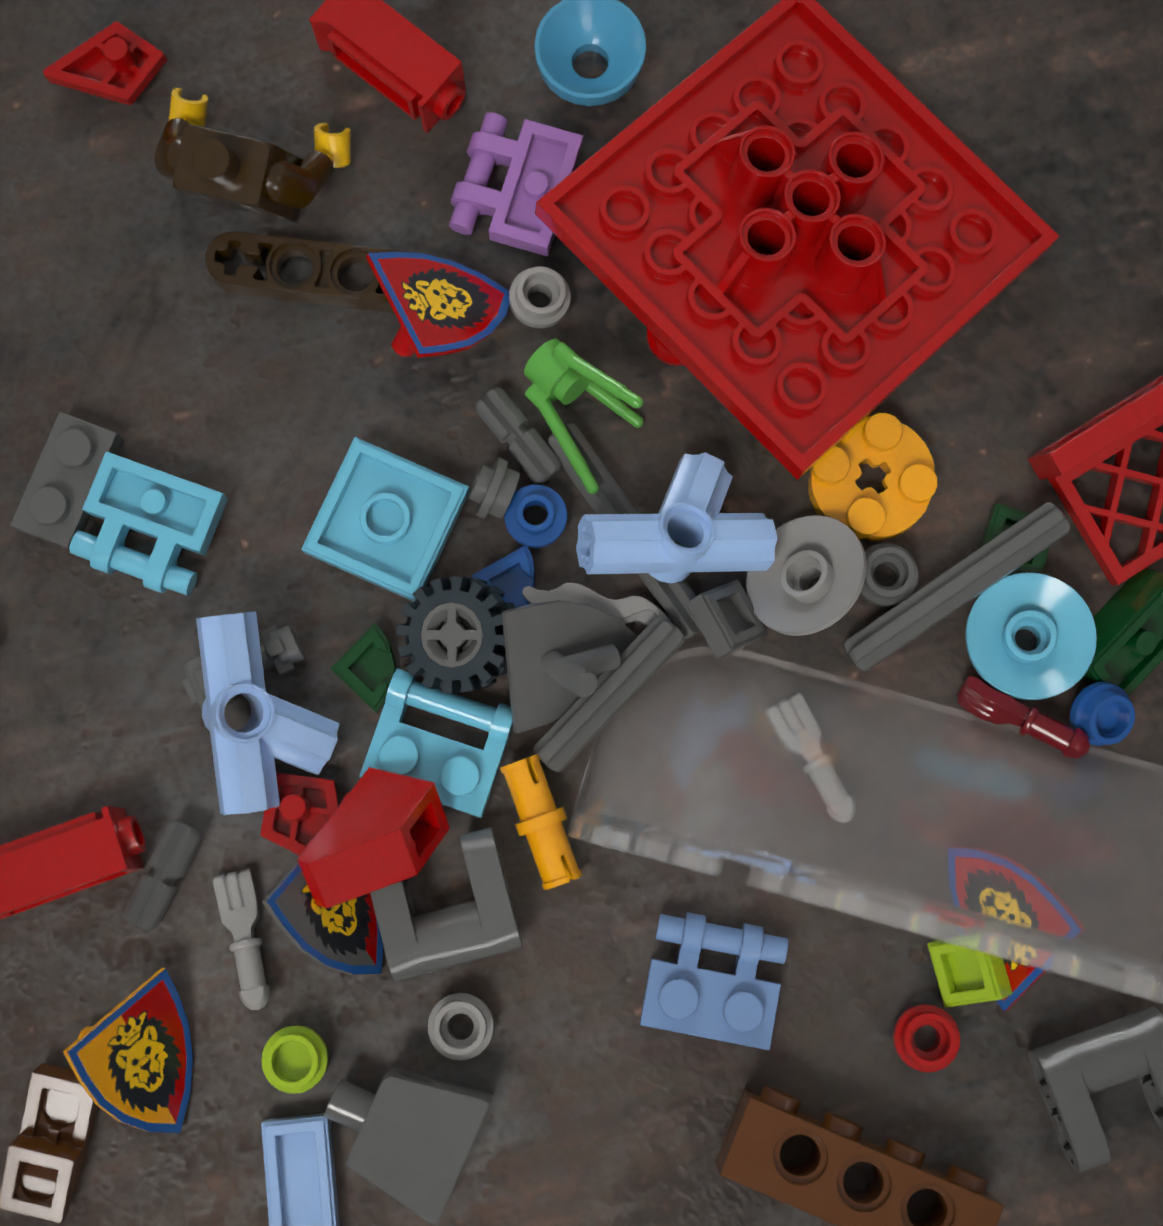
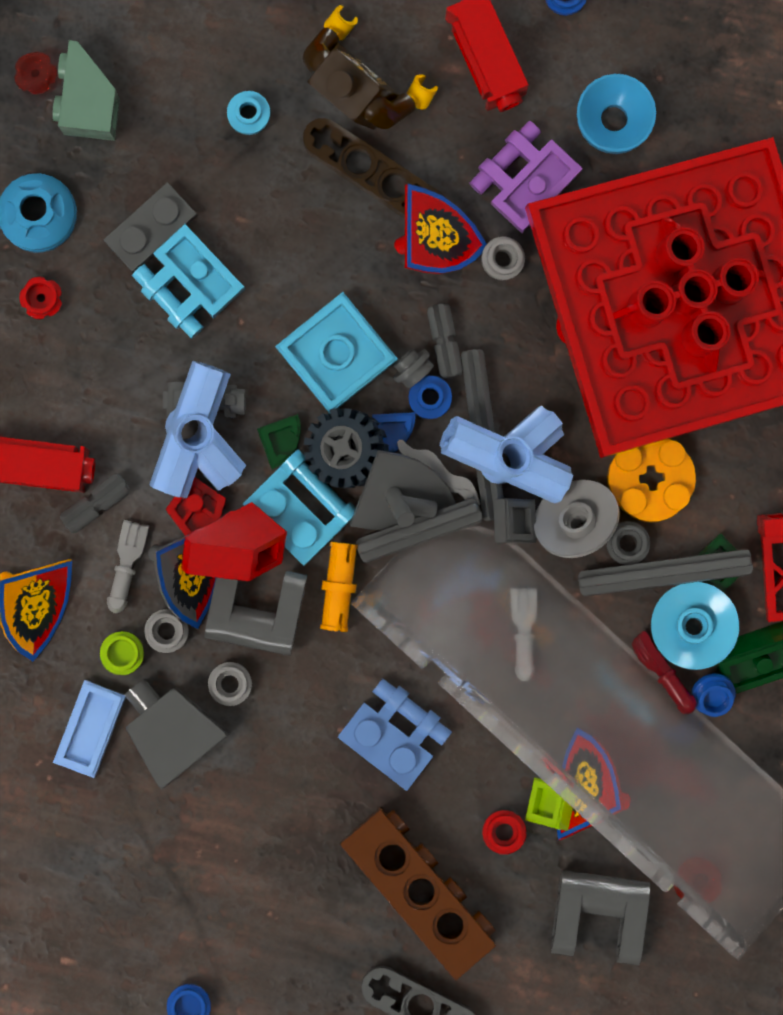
camera: 25 degrees right, 5 degrees up
(132, 290) = (252, 125): none -> medium azure plate
(326, 1013) = (152, 631): none -> light grey plate
(564, 376) = (491, 318): bright green plant -> none

